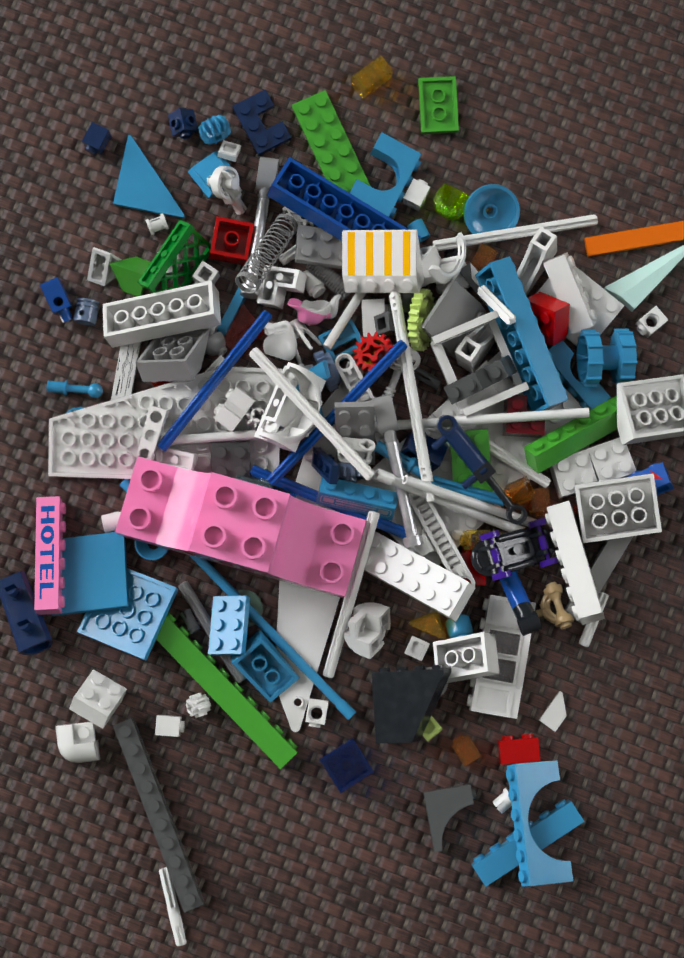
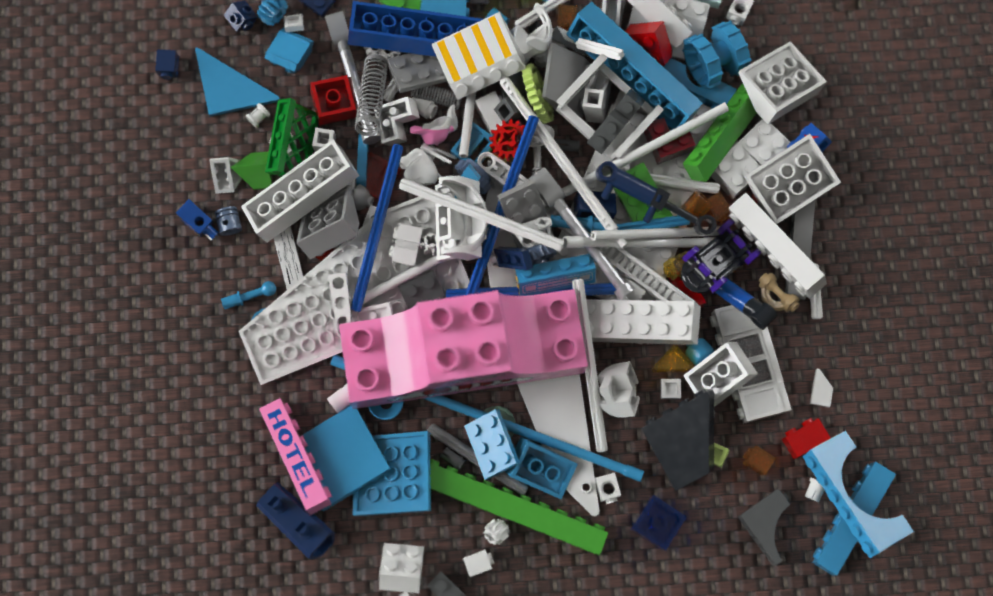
camera: 25 degrees left, 5 degrees down
(230, 183) = (303, 45): white pin -> none

